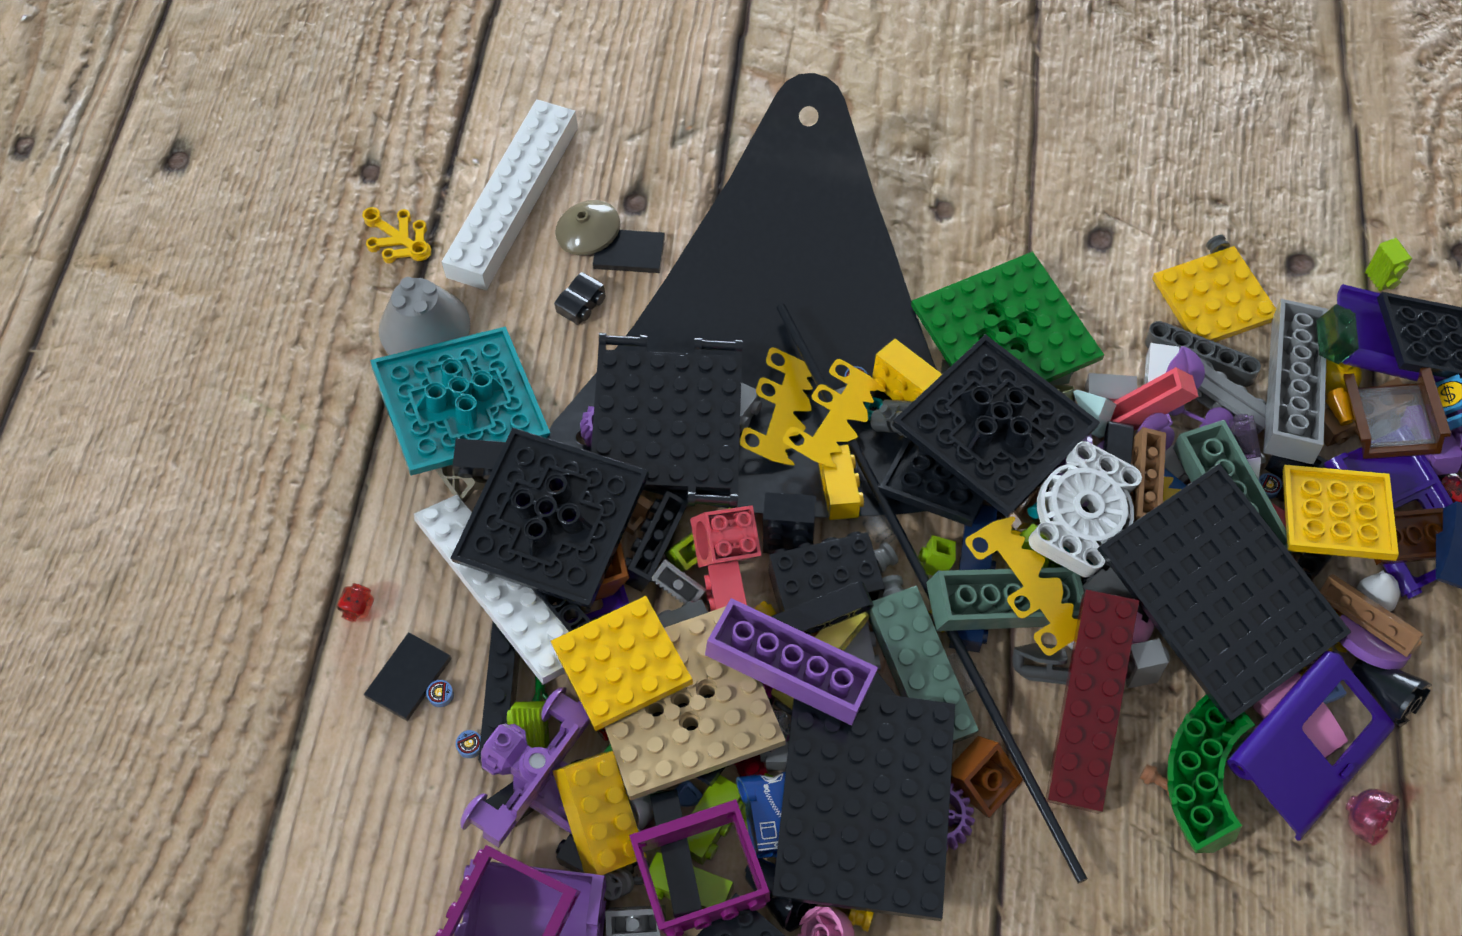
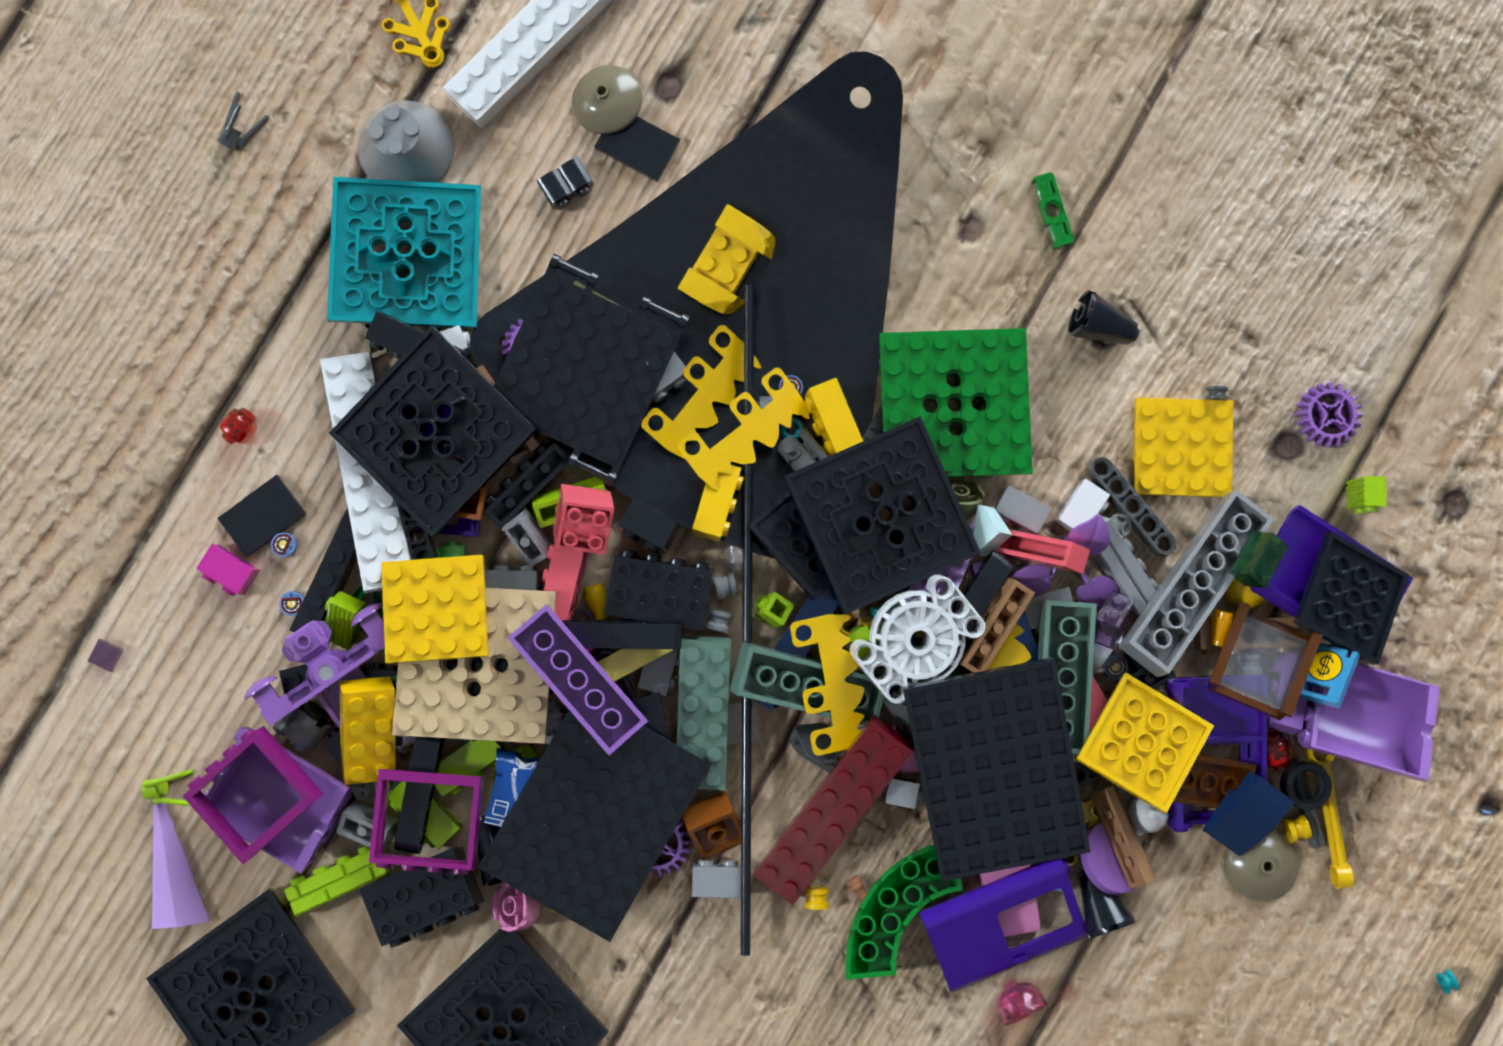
camera: 20 degrees right, 25 degrees up
(259, 371) = (229, 136): none -> dark grey plant
(291, 873) = (105, 655): none -> clear purple plate
(392, 736) = (228, 570): none -> dark pink brick
(530, 845) = (305, 726): none -> dark grey brick
(751, 297) = (727, 261): none -> yellow piece
(994, 161) = (1049, 195): none -> green piece
(1014, 826) = (716, 879): none -> light grey brick
(1091, 227) = (1101, 321): none -> black cone
(1120, 802) = (816, 898): none -> yellow wheel
(1317, 226) = (1345, 425): none -> medium lavender gear

